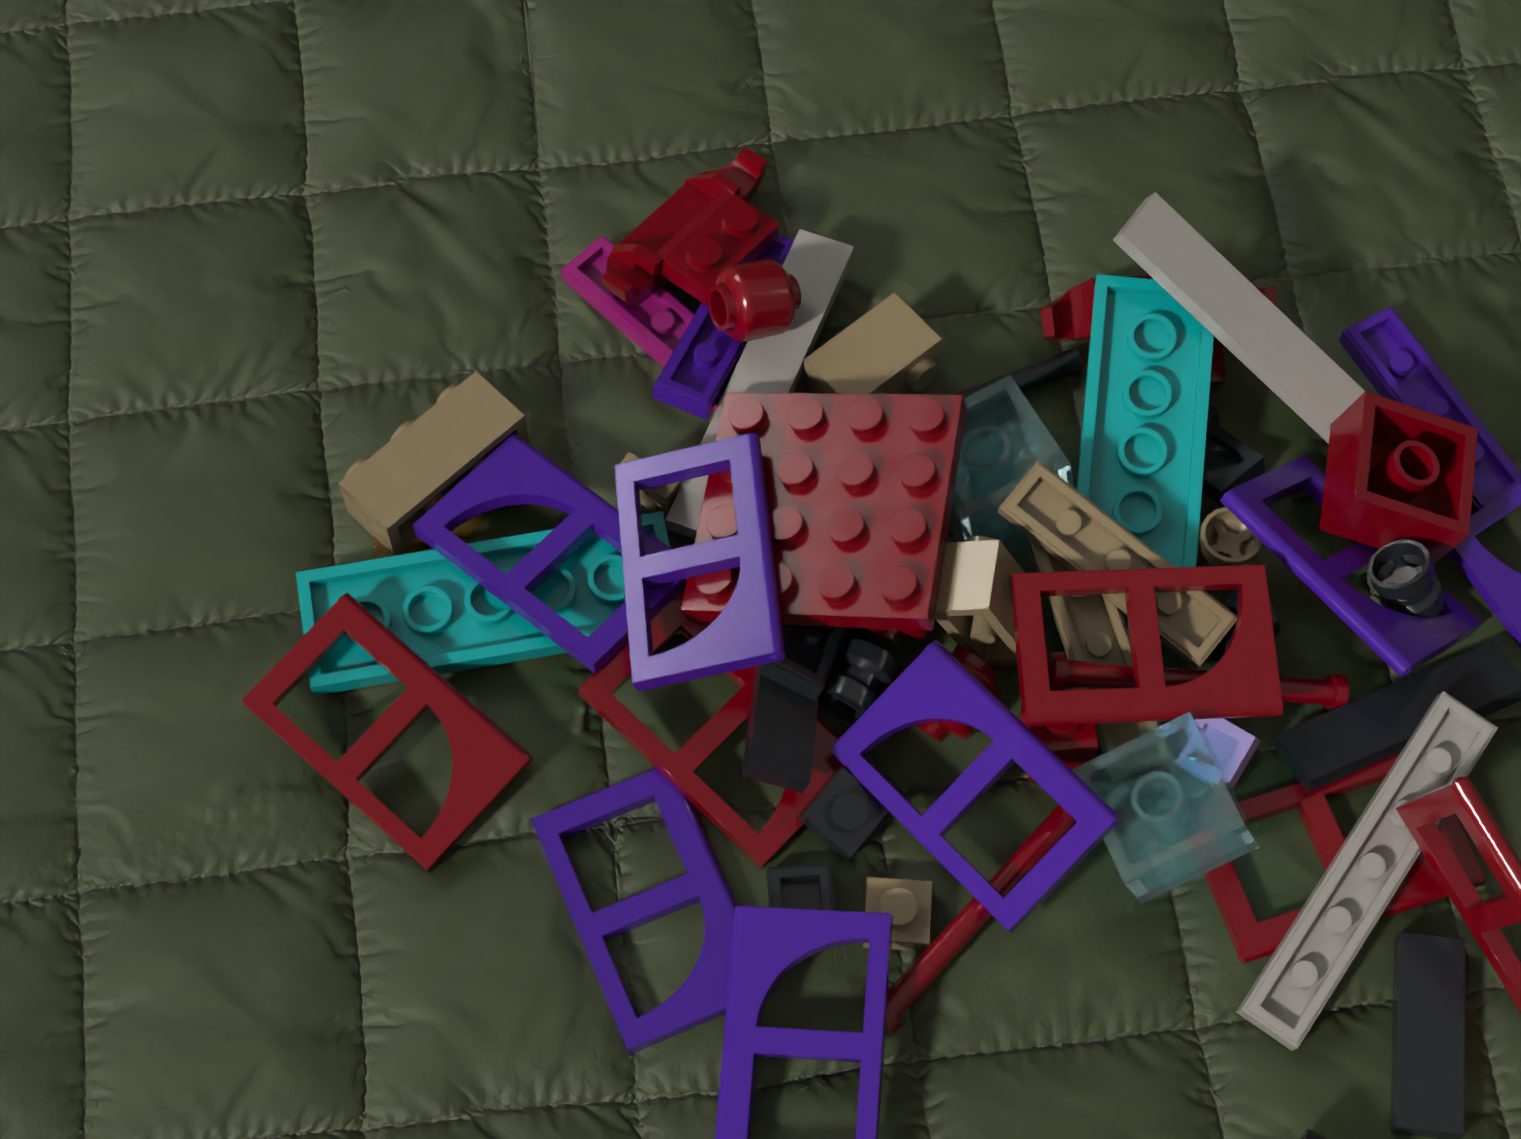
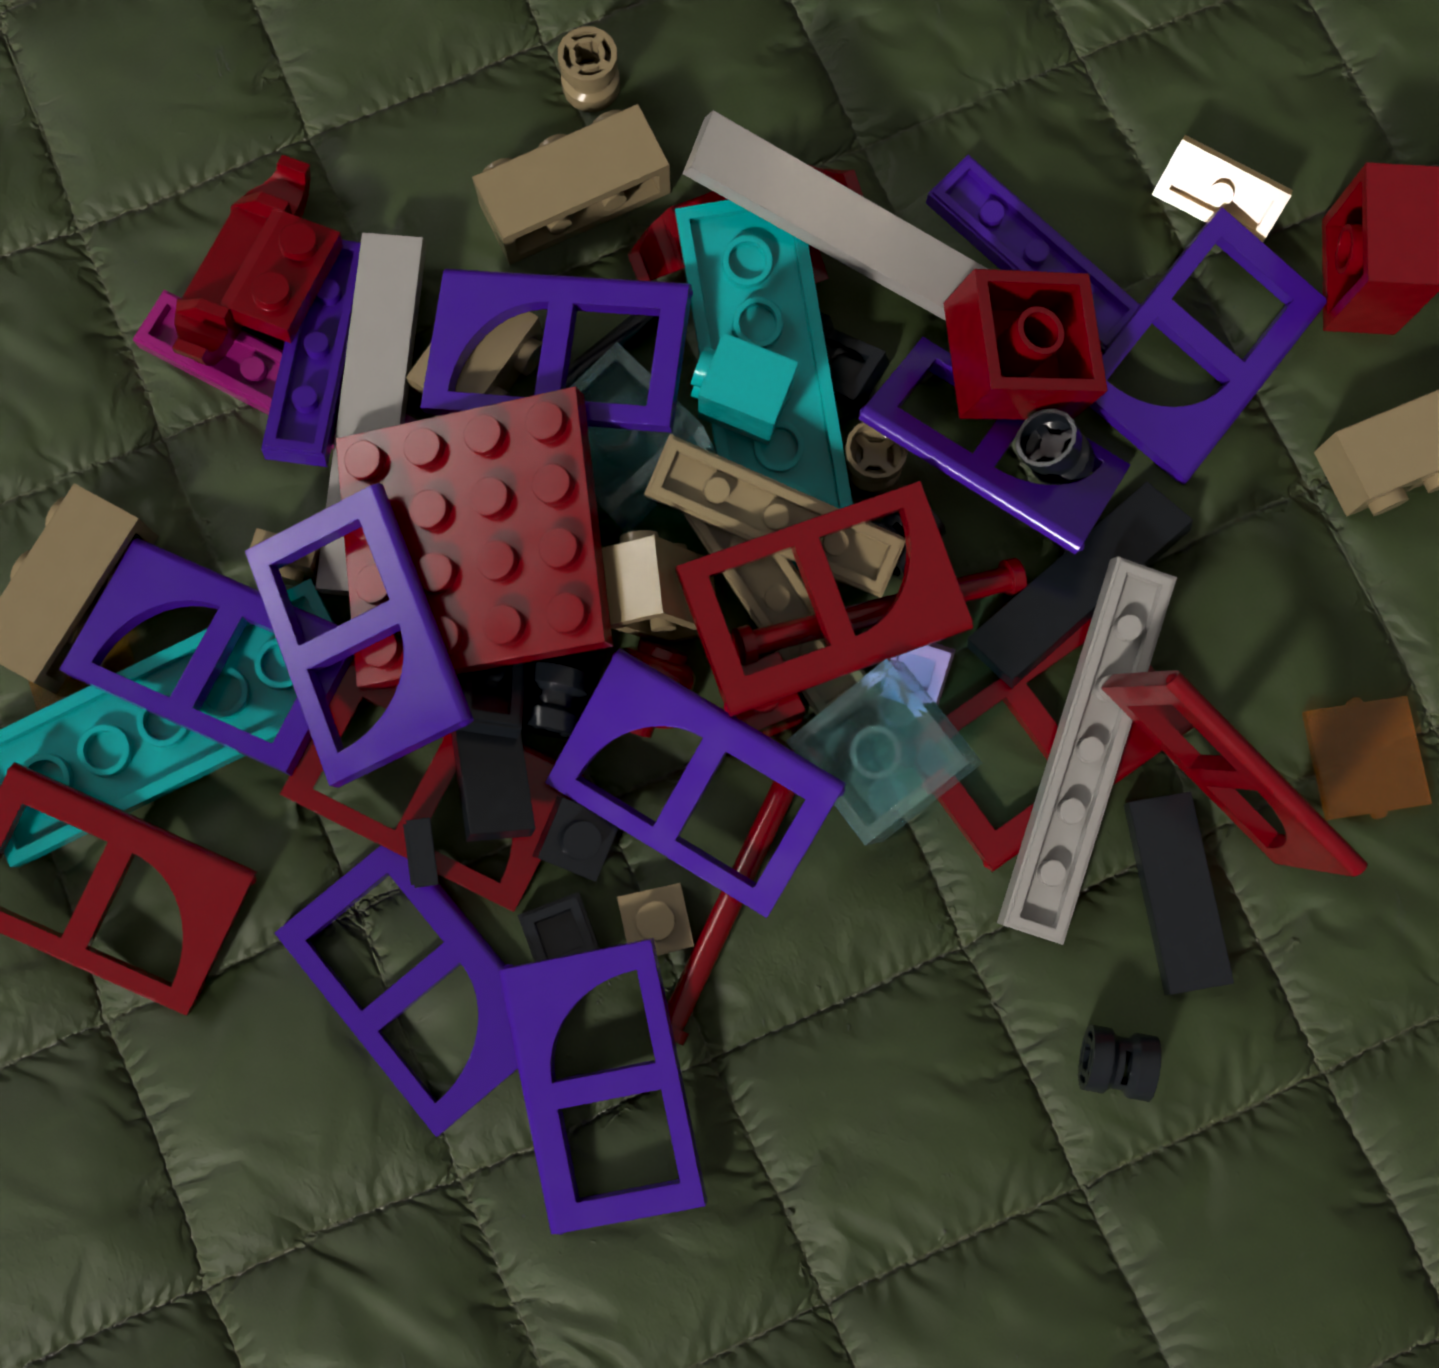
camera: 20 degrees left, 15 degrees up
(696, 774) = (421, 852): none -> black tile
(754, 300) = (336, 329): dark red head -> none
(890, 310) = (479, 301): none -> dark purple window
(1005, 238) = (573, 183): none -> dark tan brick
(1048, 145) = (589, 68): none -> dark tan wheel
(1118, 438) = (742, 387): none -> teal brick

